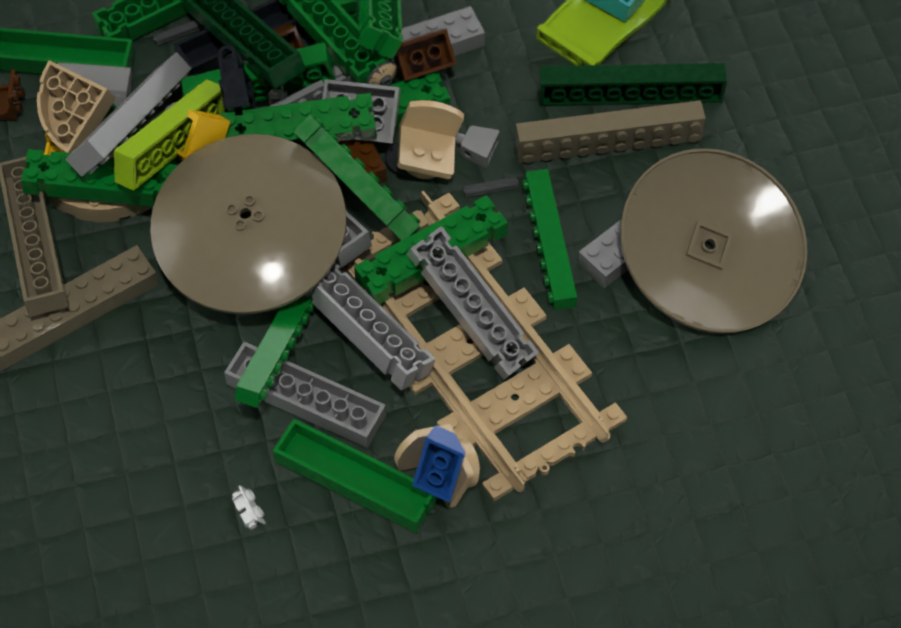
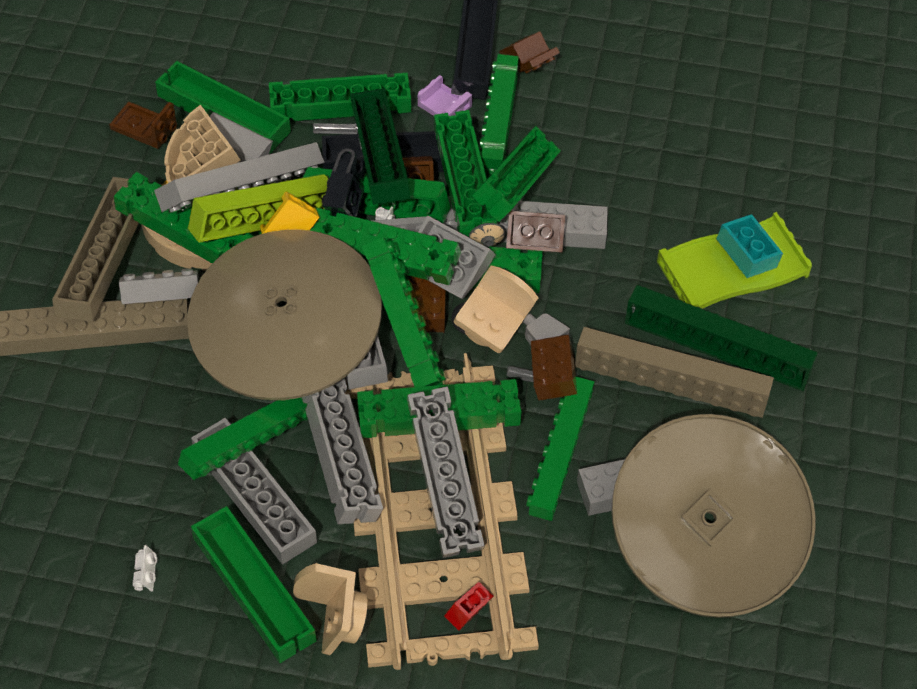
camera: 25 degrees right, 5 degrees down
(111, 248) = (158, 287): none -> light grey slope
(439, 464) = (322, 604): blue slope -> none
(507, 171) = (553, 367): none -> reddish brown brick
(551, 410) = (468, 606): none -> red arch

